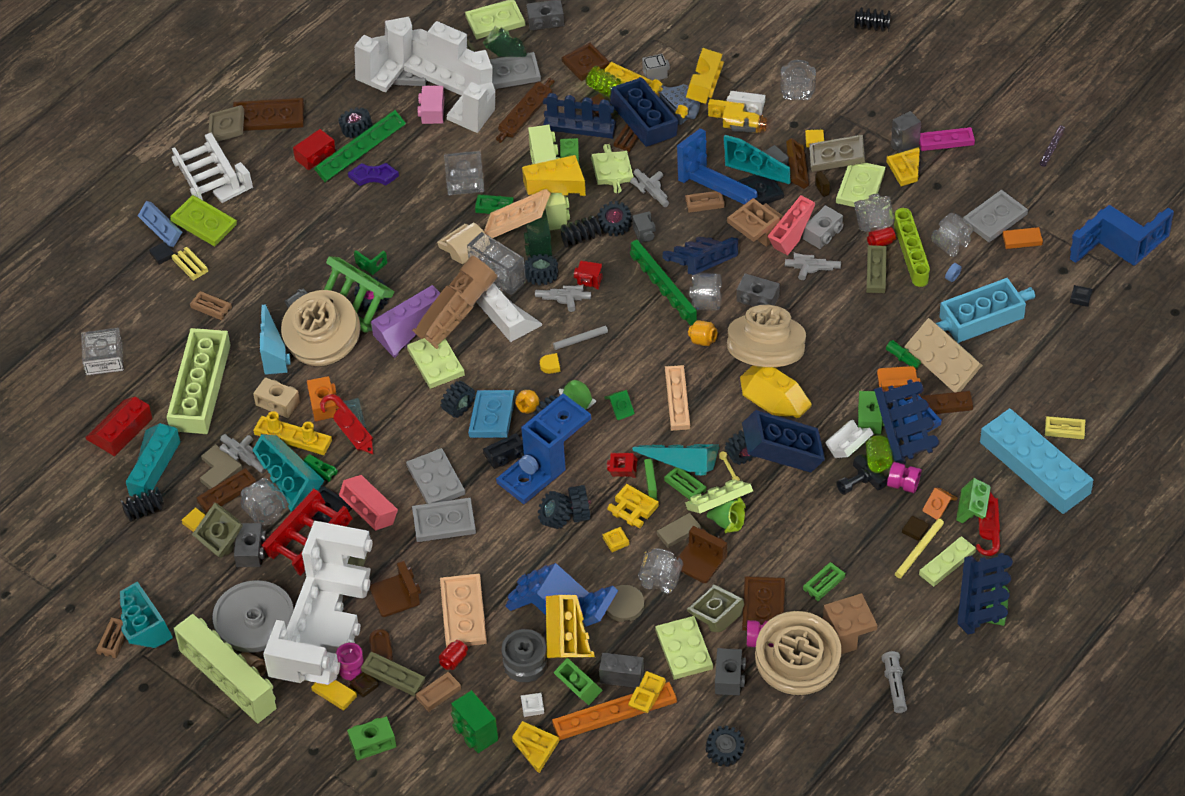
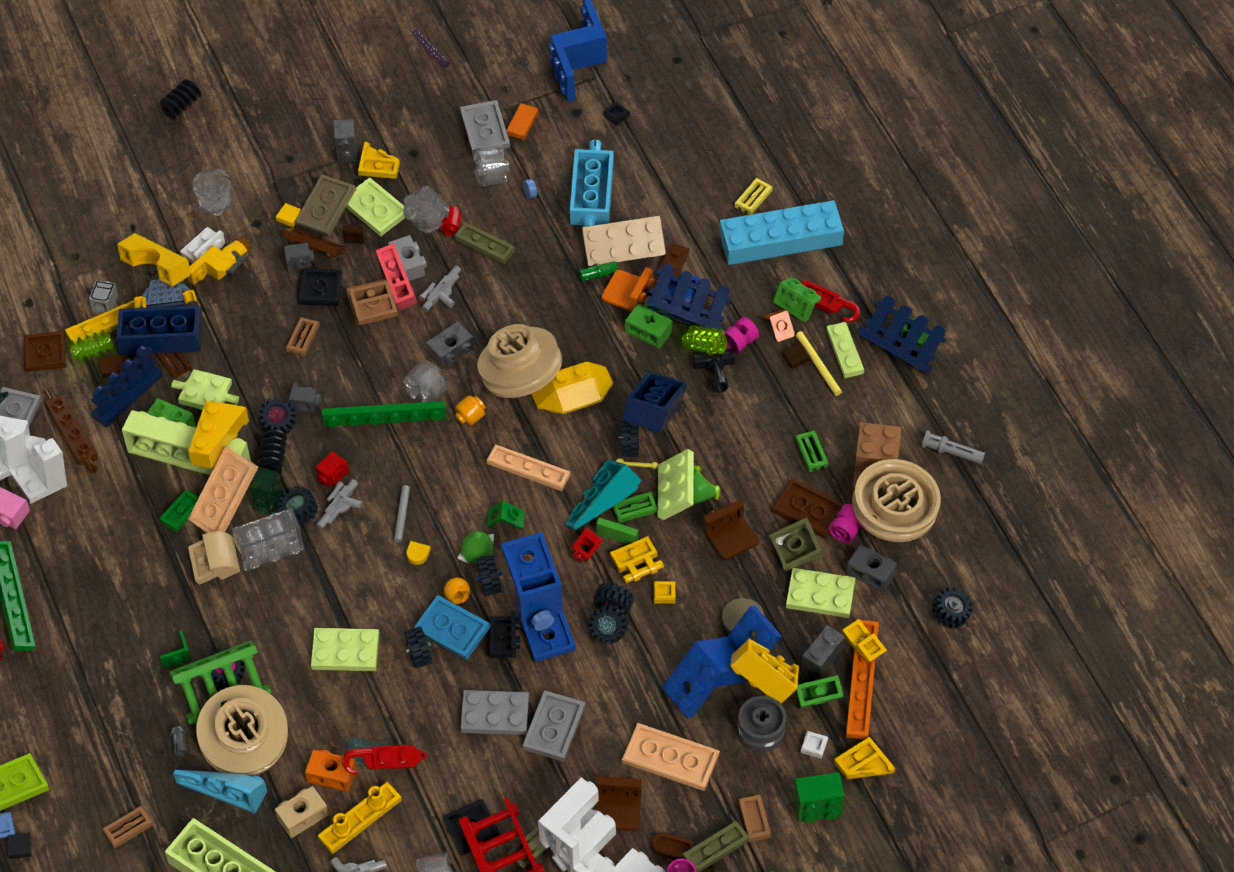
camera: 65 degrees left, 5 degrees up
(176, 258) = (54, 820): light yellow tile -> none
(286, 469) = (405, 839): teal wedge -> none
(320, 467) = (414, 811): green bar -> none
(365, 174) = (50, 608): dark purple tile -> none
(368, 502) = (495, 782): coral brick -> none
(396, 325) = (283, 657): medium lavender wedge -> none
(453, 655) = (722, 786): red brick -> none
(455, 301) = (295, 556): medium nougat piece -> none
(464, 173) = (123, 516): clear brick -> none
(506, 315) = (321, 564): white wedge -> none
(651, 184) = (251, 369): light grey piece -> none
(660, 570) = (732, 568): clear brick -> none
(677, 530) = (686, 536): dark tan tile -> none
(693, 163) = (287, 314): blue bracket -> none
(703, 253) = (376, 365): dark blue fence -> none
(750, 159) = (288, 272): teal wedge -> none
(848, 439) = (672, 356): white bracket -> none
(911, 247) = (482, 204): lime beam -> none
(946, 139) = (368, 116): dark pink plate -> none

